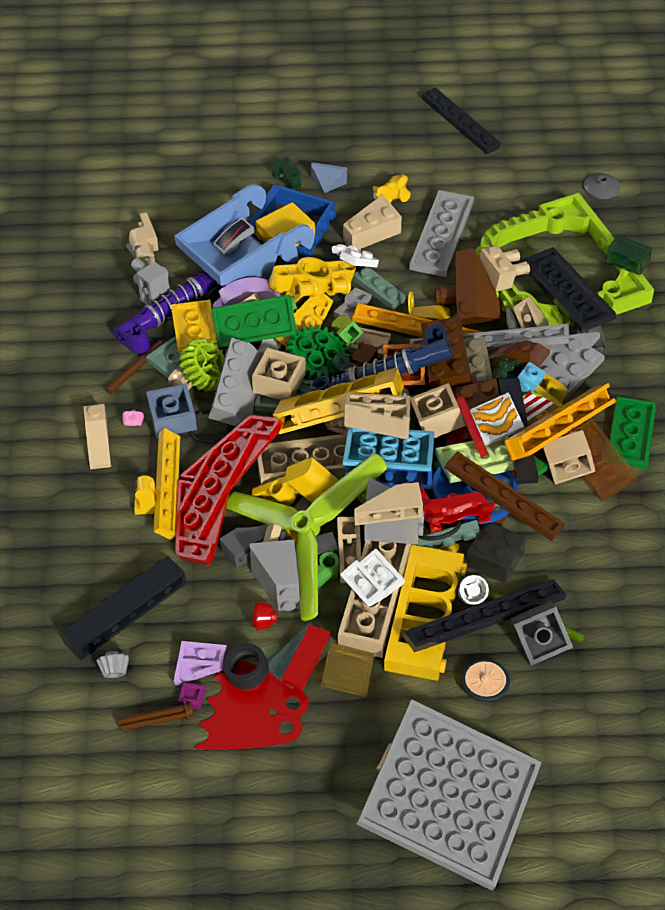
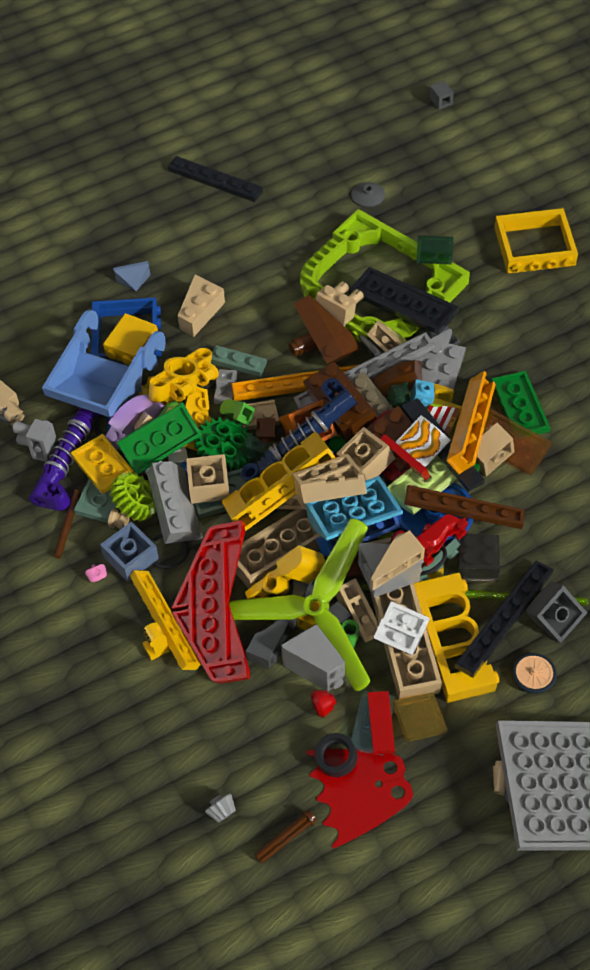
camera: 25 degrees left, 5 degrees up
(97, 436) = (75, 604): tan slope -> none
(123, 607) = (197, 752): black brick -> none
(192, 694) = (302, 801): magenta tile -> none
(198, 661) = (291, 768): lavender wing -> none
(230, 238) = (90, 366): slope -> none
(272, 533) = (291, 628): tan tile -> none
(287, 172) = (95, 285): clear green leg -> none
(354, 256) = (203, 342): white plate -> none
(393, 189) = (197, 265): yellow animal -> none
(436, 311) = (296, 365): yellow piece -> none
(442, 233) = (262, 290): light grey plate -> none
(472, 590) = (483, 600): white wheel -> none

